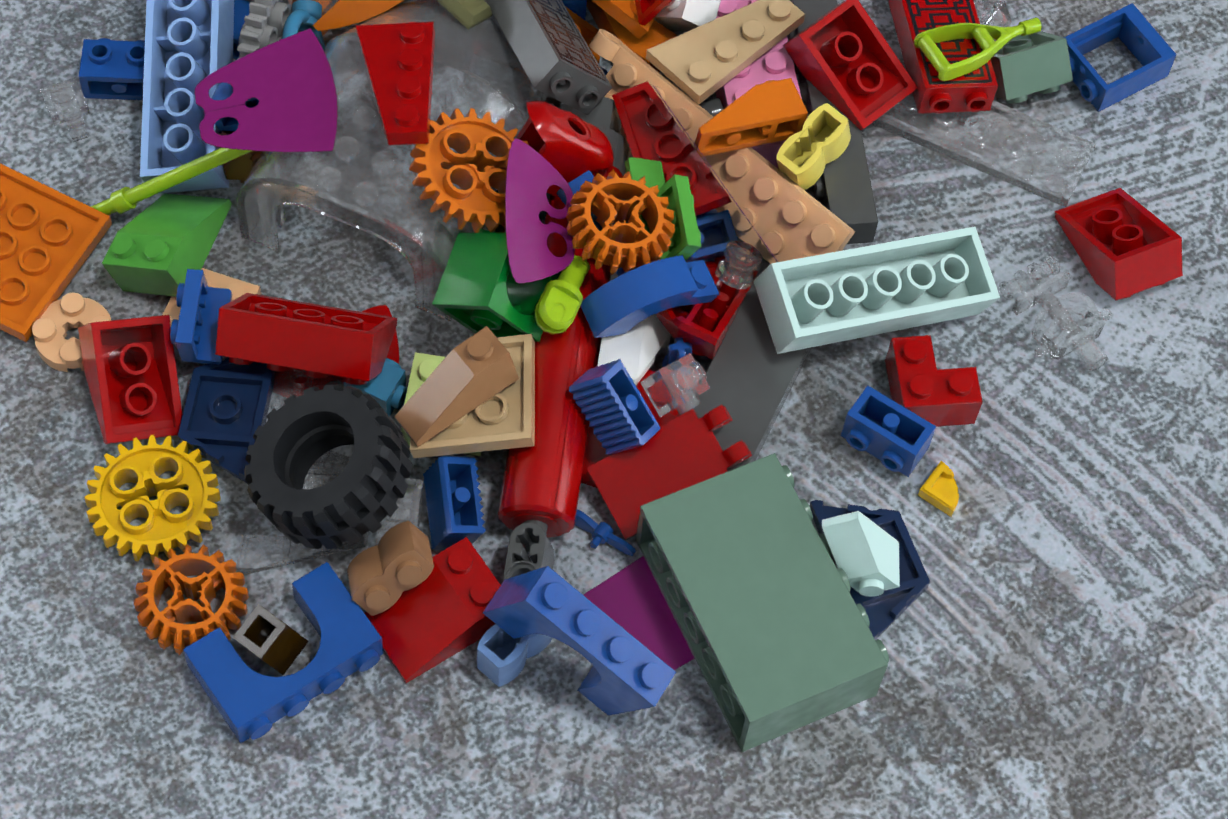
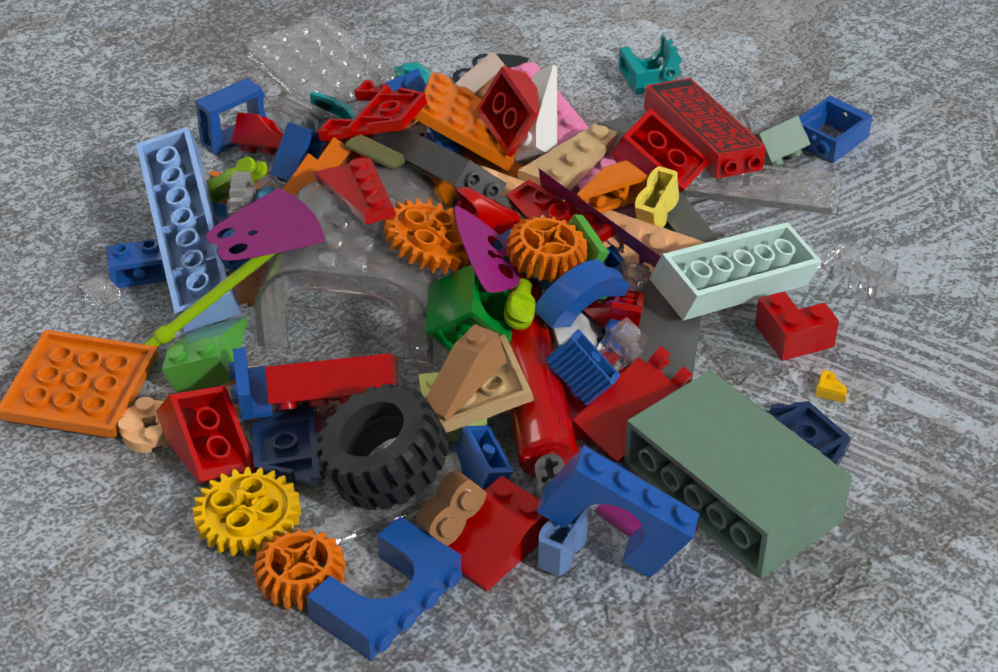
camera: 10 degrees left, 20 degrees down
(270, 639) = (373, 575): dark brown brick -> none
(863, 552) = (799, 415): light aqua slope -> none
(887, 431) = (779, 354): blue brick -> none
(981, 33) = (748, 122): lime piece -> none
(1122, 243) = (888, 224): red slope -> none

